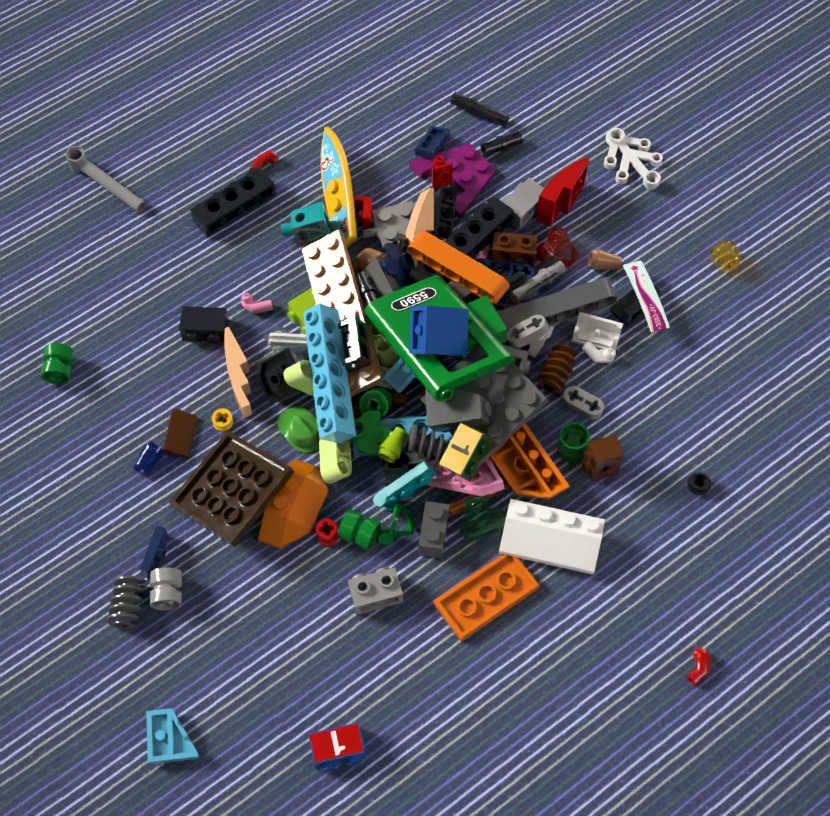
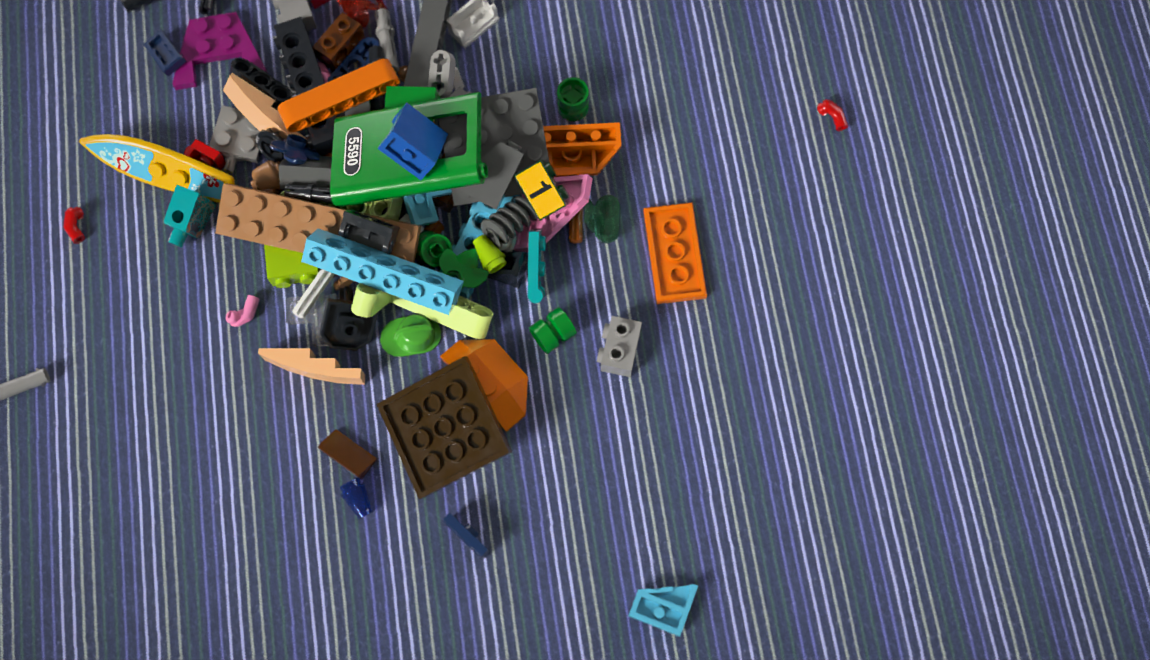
camera: 60 degrees left, 10 degrees up
(57, 363) = (187, 543): green wheel -> none
(124, 601) = (504, 587): dark grey piece -> none
(165, 588) = (512, 541): light grey wheel -> none
(203, 324) = (236, 373): black brick -> none
(225, 414) = (349, 401): yellow bush -> none
(233, 202) = (115, 311): black brick -> none
(327, 540) = (532, 357): red bush -> none
(337, 746) = (752, 453): red brick -> none
(387, 536) = (571, 308): green piece -> none
(433, 530) = (590, 264): dark grey brick -> none
(441, 173) = (213, 62): red hinge -> none
(552, 536) = (654, 166): white slope -> none
(556, 368) = (489, 72): reddish brown piece -> none
(583, 403) = (535, 71): light grey beam -> none
(599, 355) = (495, 32): white arm -> none
(603, 458) = (605, 81): reddish brown brick -> none
(701, 478) = (669, 15): black plate -> none

